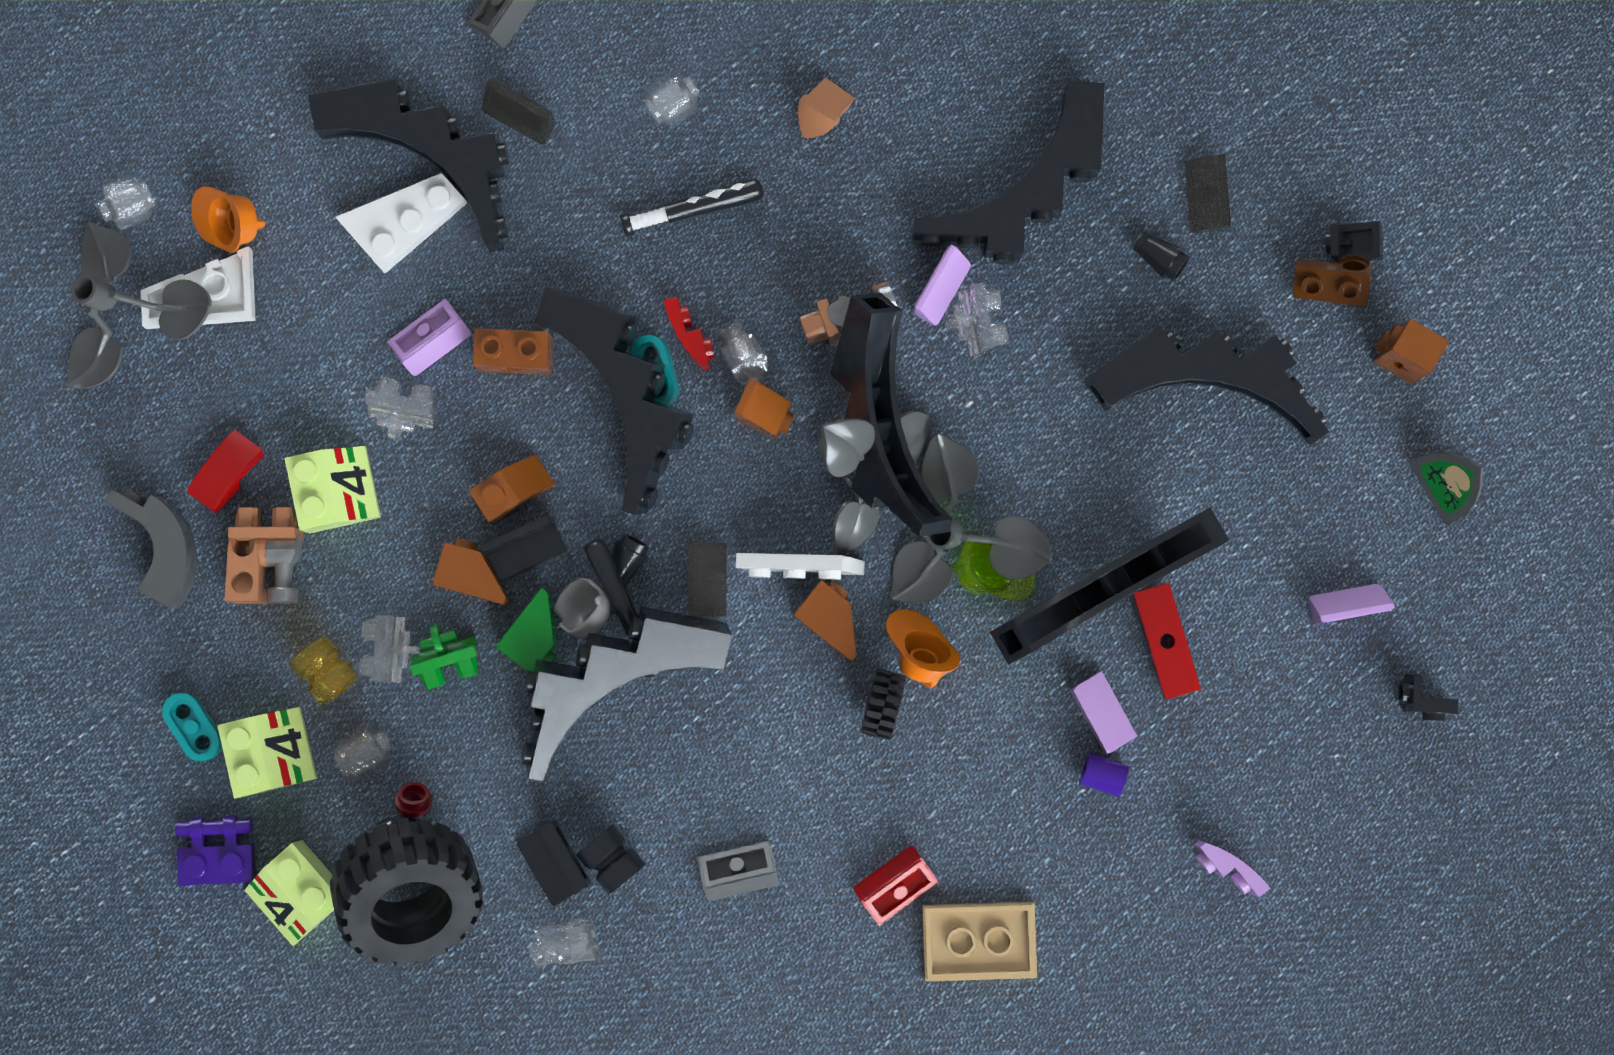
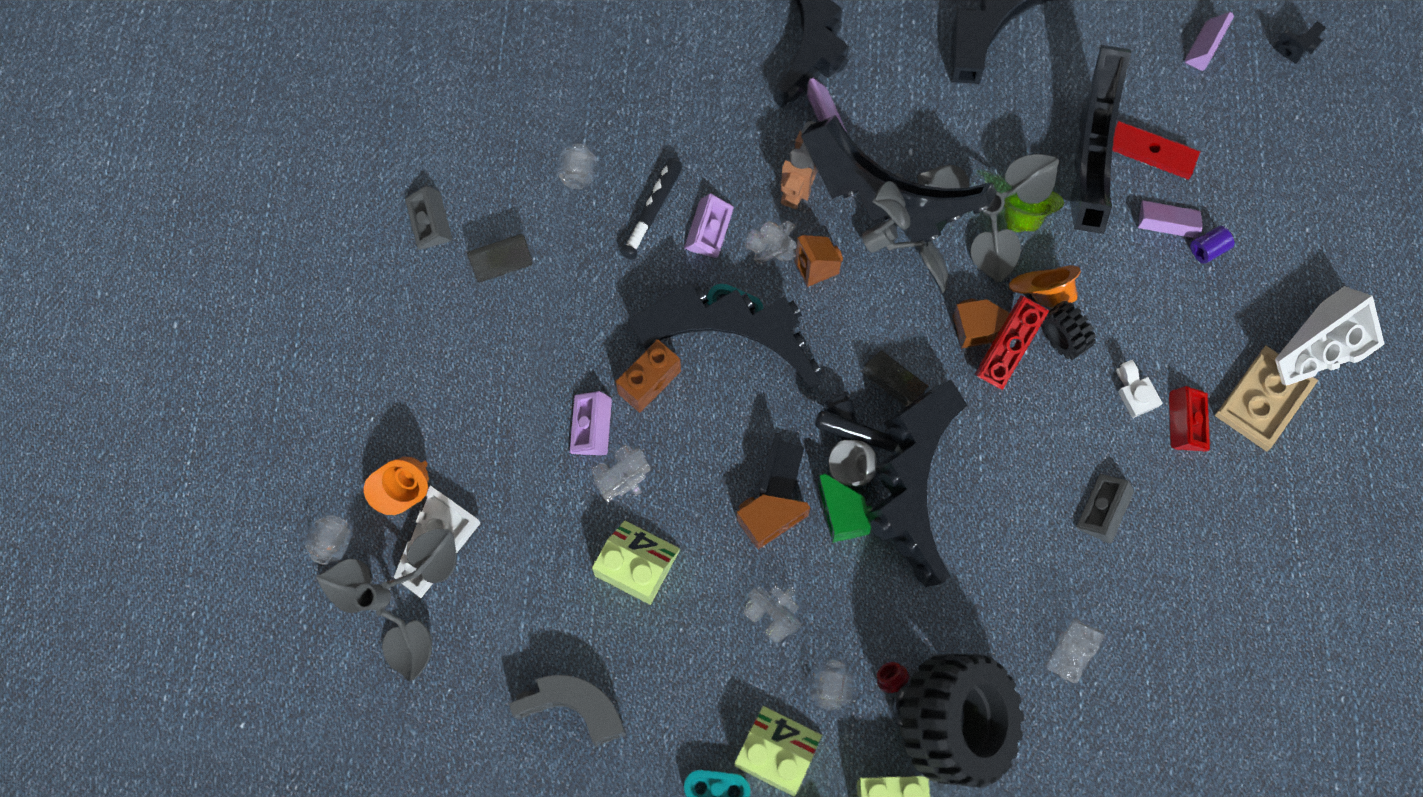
camera: 50 degrees left, 15 degrees down
(223, 470) = (562, 622): red slope -> none
(258, 547) = (633, 640): nougat hips -> none
(323, 669) = (755, 663): clear yellow wheel -> none
(380, 114) = (426, 337): black arch -> none
(402, 220) = (501, 381): white wing -> none
(443, 653) = (806, 576): green hips -> none
(511, 488) = (735, 450): dark orange slope -> none
(553, 863) = (1009, 619): black panel -> none
(610, 859) = (1040, 577): black wheel -> none
(697, 348) = (740, 269): red slope -> none
(720, 277) = (709, 226): none -> lavender slope
(799, 564) = (934, 312): white wing -> none
(822, 108) = (661, 92): nougat tile -> none
(841, 657) = (1020, 325): none -> red tile
(881, 818) = (1137, 394): none -> white plate
(974, 321) = (865, 104): clear hips -> none
(1102, 960) = (1337, 332): none -> white wedge
(1222, 862) = (1321, 218): lavender slope -> none

